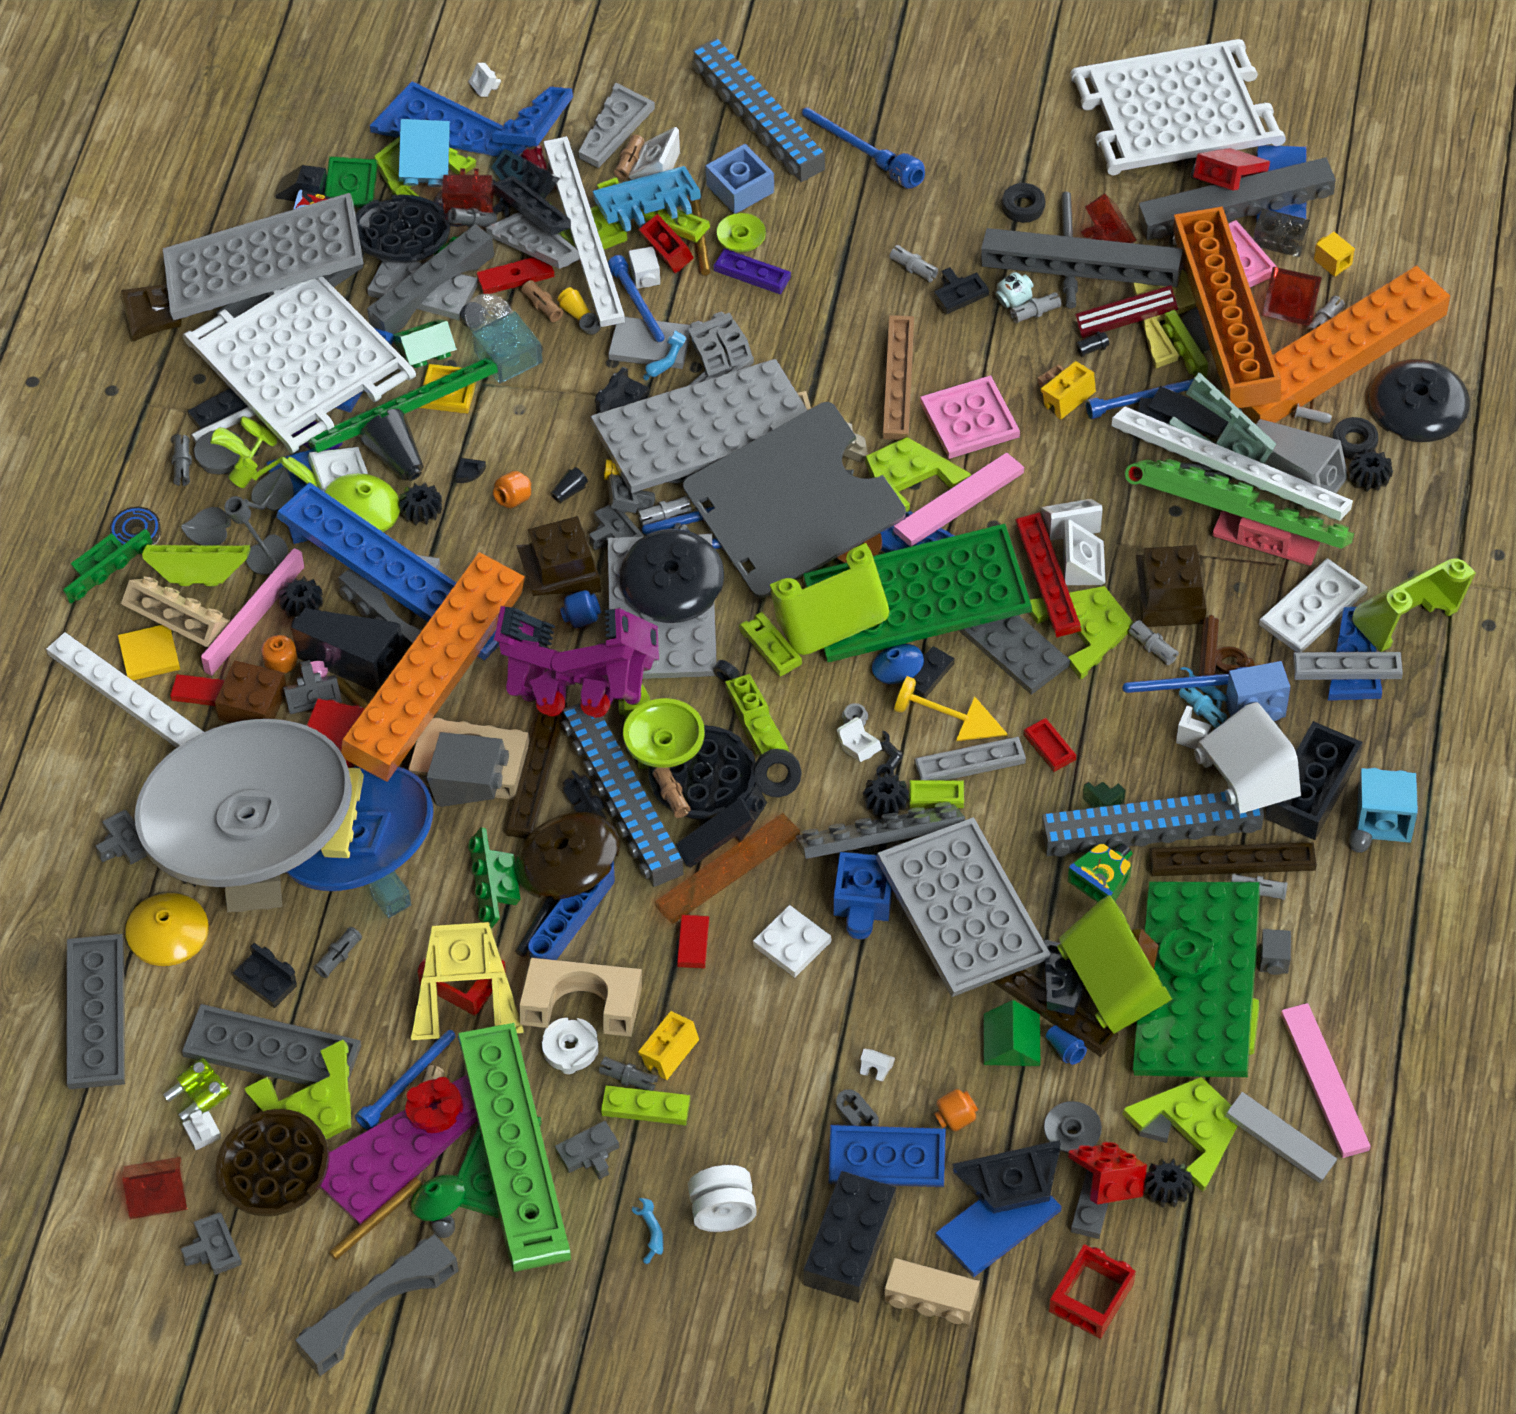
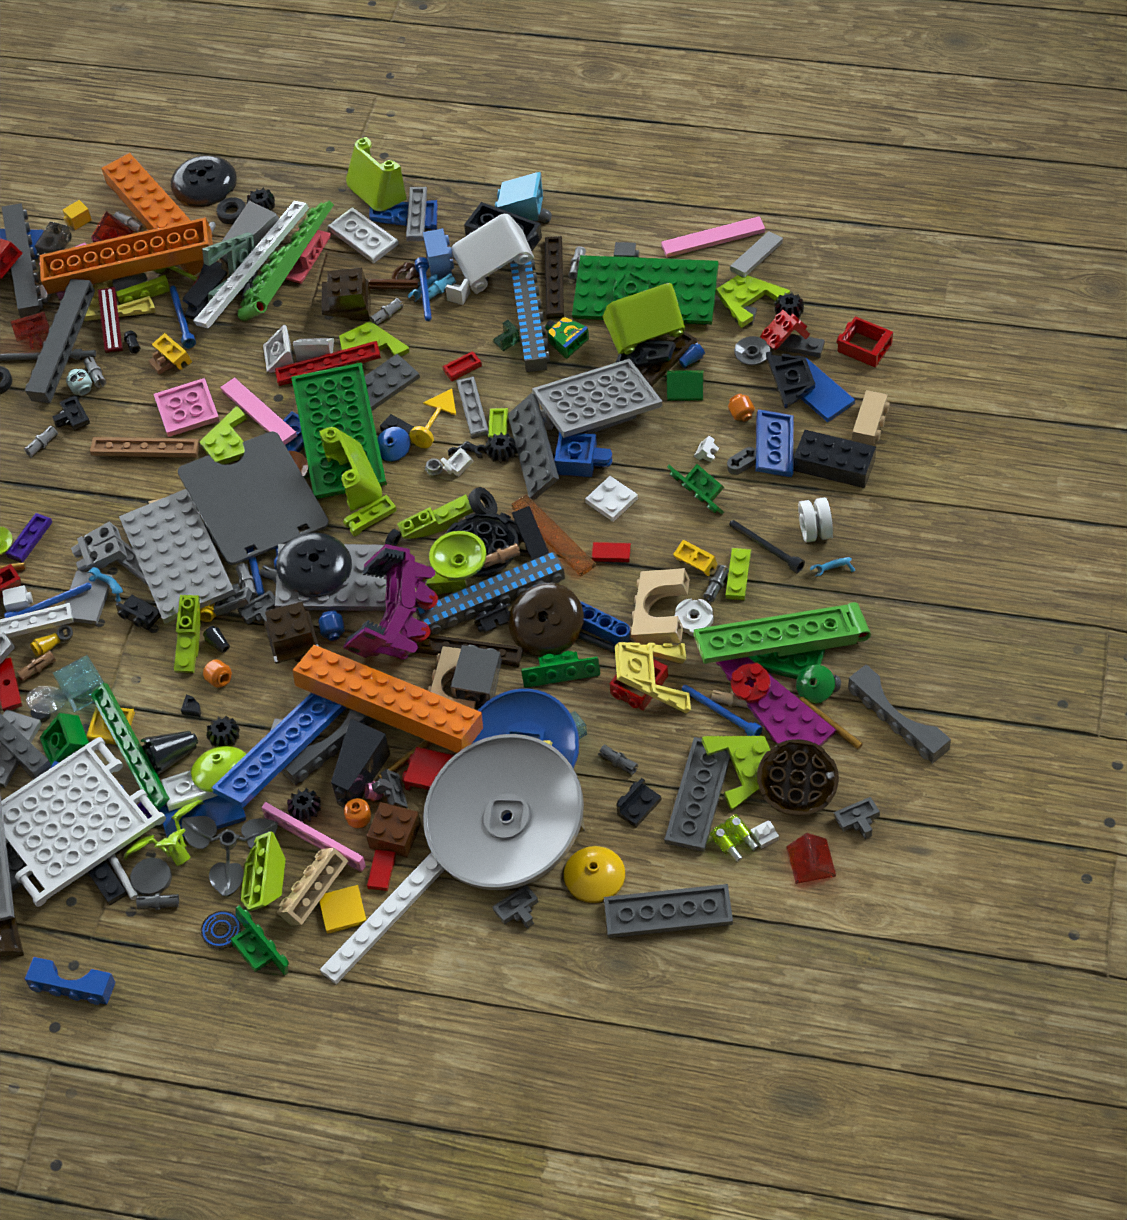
camera: 85 degrees left, 0 degrees up
(91, 361) = (94, 986): none -> blue arch
(574, 449) = (188, 633): none -> lime slope
(589, 1149) = (773, 603): dark grey hinge -> none
(656, 1178) = (795, 563): none -> black piece
(804, 1052) = (702, 483): none -> green bracket

